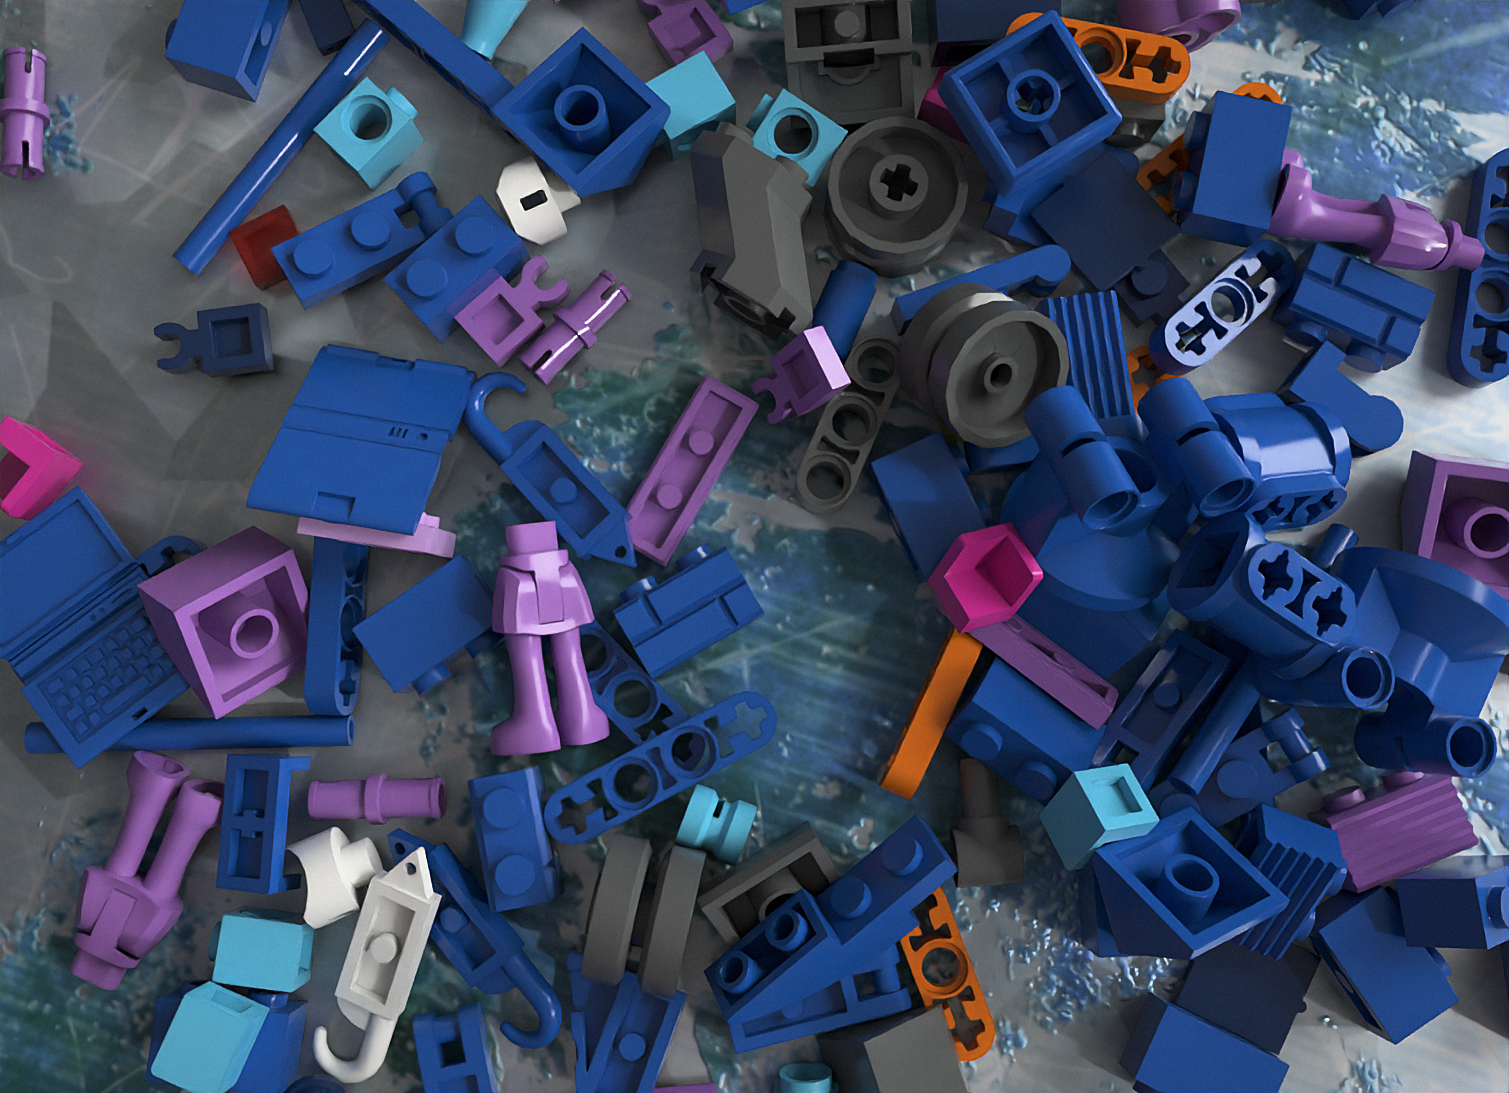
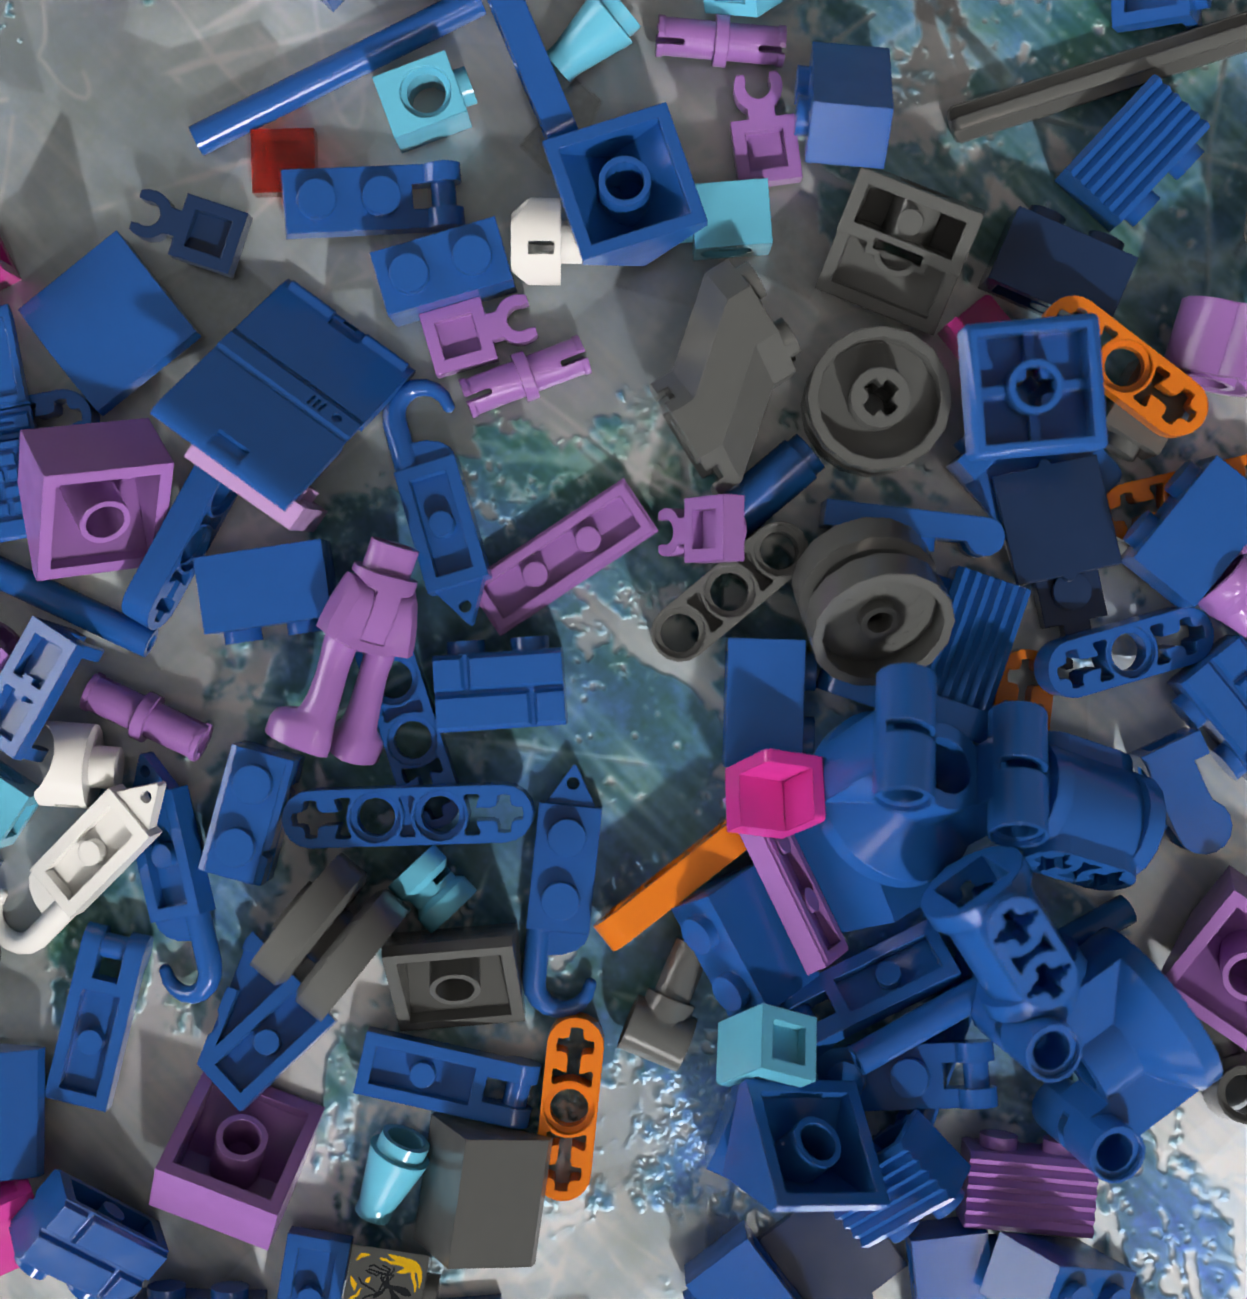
camera: 30 degrees right, 5 degrees up
(179, 461) = (109, 323): none -> blue slope
(825, 132) = (813, 330): medium azure brick -> none
(827, 757) = (561, 891): none -> blue plate
(827, 937) = (485, 1034): blue slope -> none

